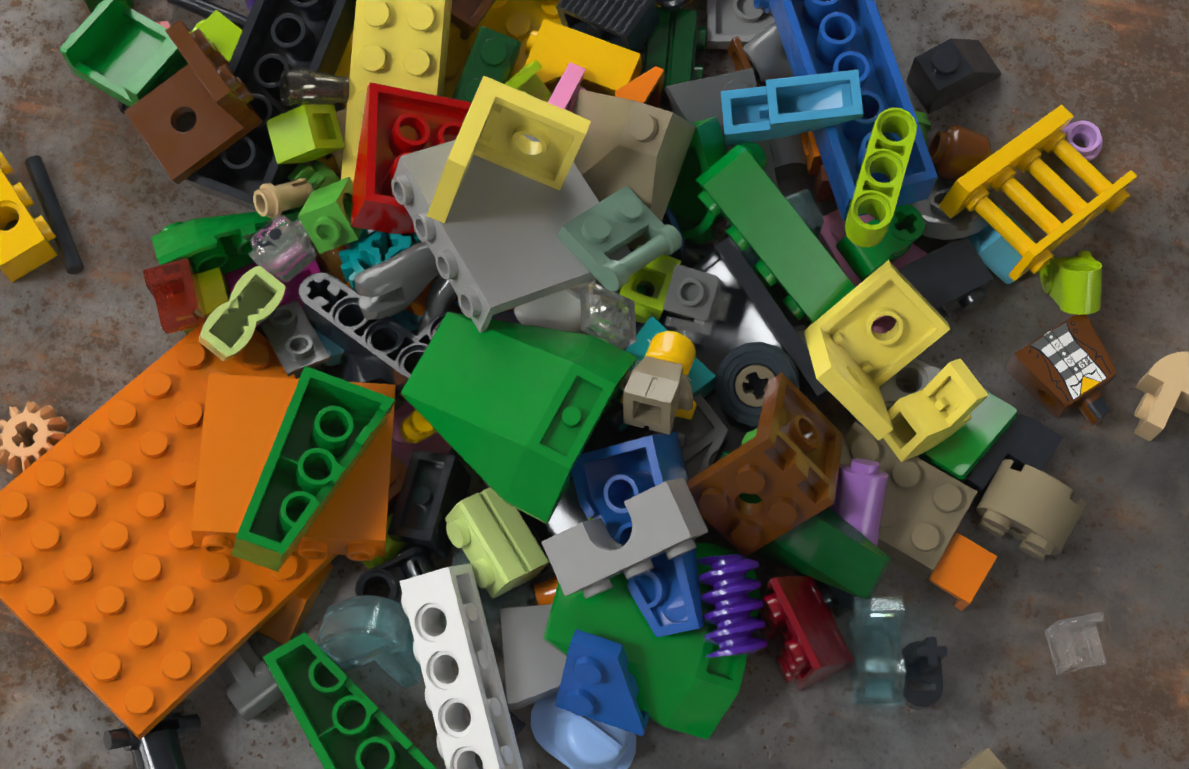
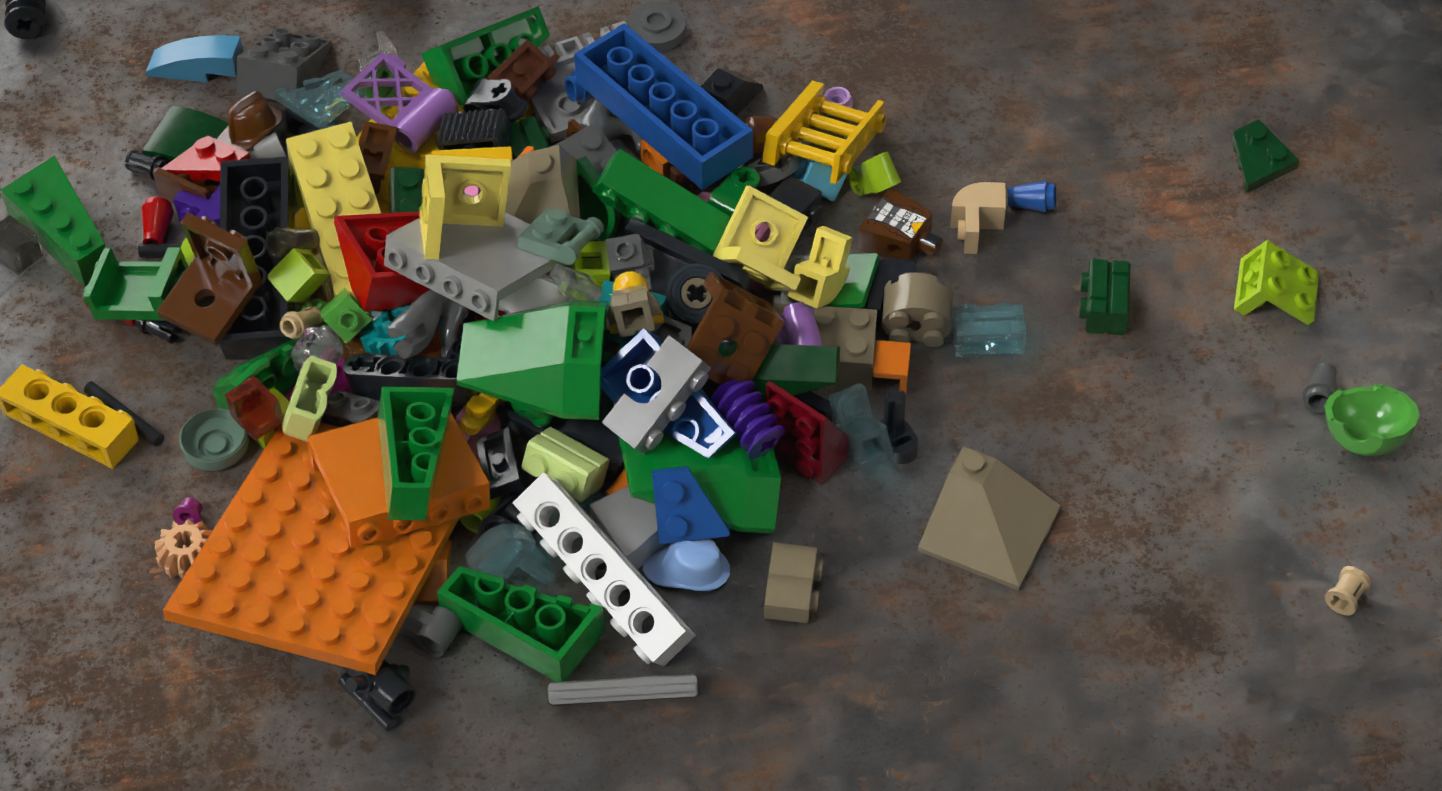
camera: 25 degrees left, 20 degrees down
(60, 387) = (190, 509): none -> magenta piece
(123, 302) = (213, 440): none -> sand green piece
(791, 106) = (633, 124): dark azure slope -> none
(885, 158) = (715, 138): lime beam -> none
(1076, 643) = (988, 378): clear panel -> none
(1109, 572) = (988, 330): none -> clear light blue brick

